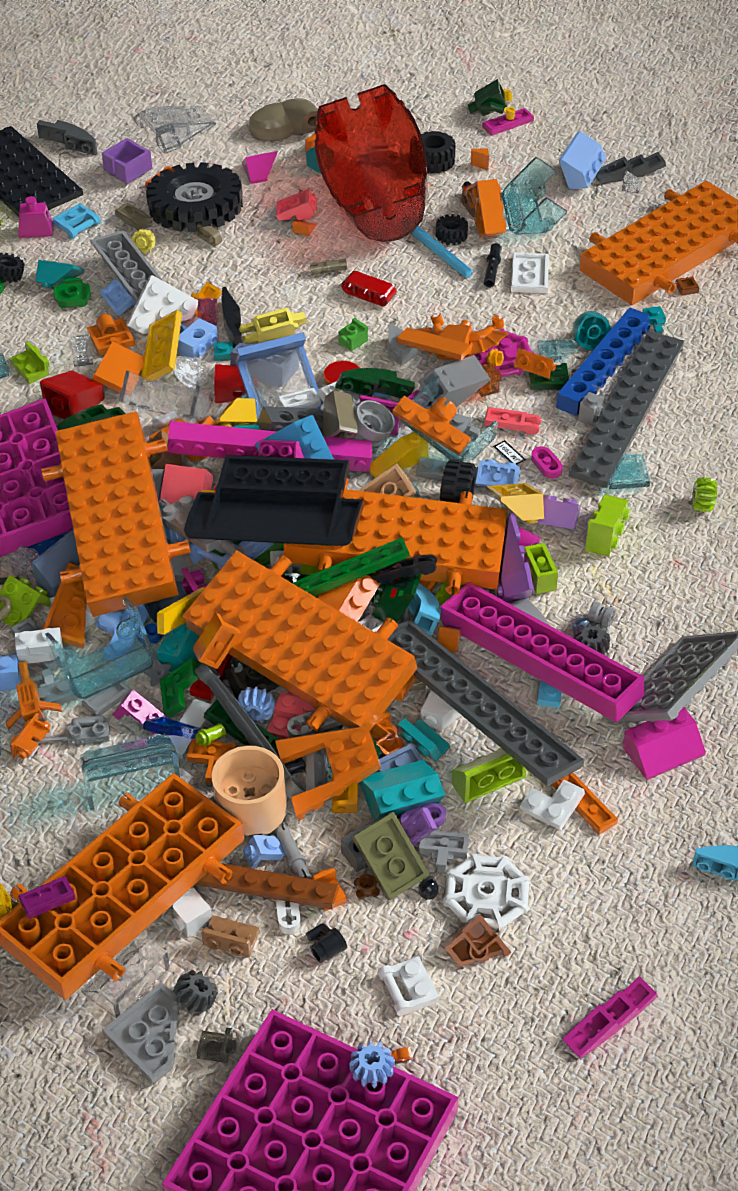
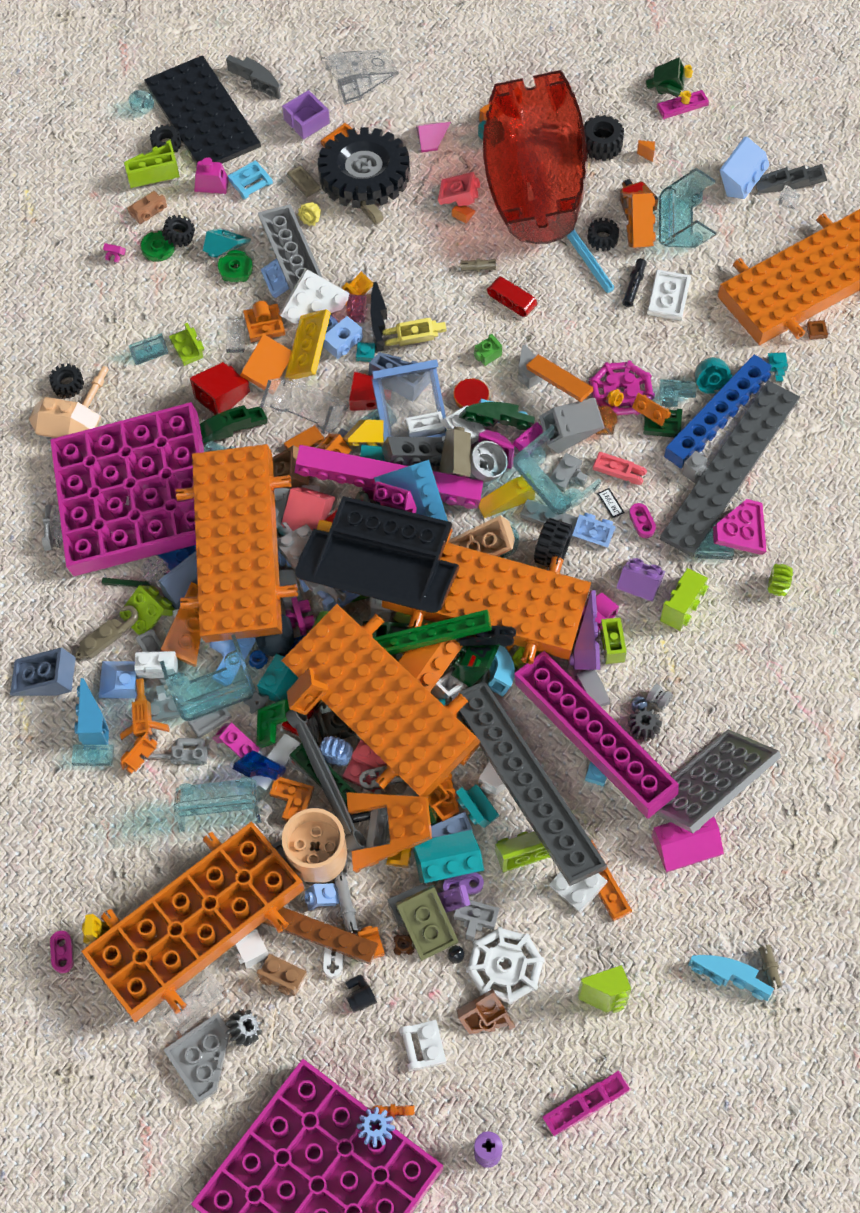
camera: 10 degrees right, 15 degrees up
(46, 897) = (128, 933): magenta plate -> none
(161, 422) = (296, 428): white arm -> none
(171, 616) = (273, 656): yellow tile -> none
(190, 371) = (331, 375): clear dish -> none
(206, 736) = (292, 776): lime pin -> none
(216, 1046) = (254, 1078): clear smoke bracket -> none
(283, 119) = (462, 79): dark tan piece -> none
(434, 422) = (541, 474): orange plate -> none
(449, 638) = (518, 703): orange slope -> none
(479, 340) = (588, 368): orange torso -> none
(507, 1076) = (491, 1140): none -> medium lavender piece
(520, 499) = (603, 570): yellow slope -> none
(607, 891) = (606, 990): none -> lime slope
(654, 455) = (743, 528): none -> dark pink plate

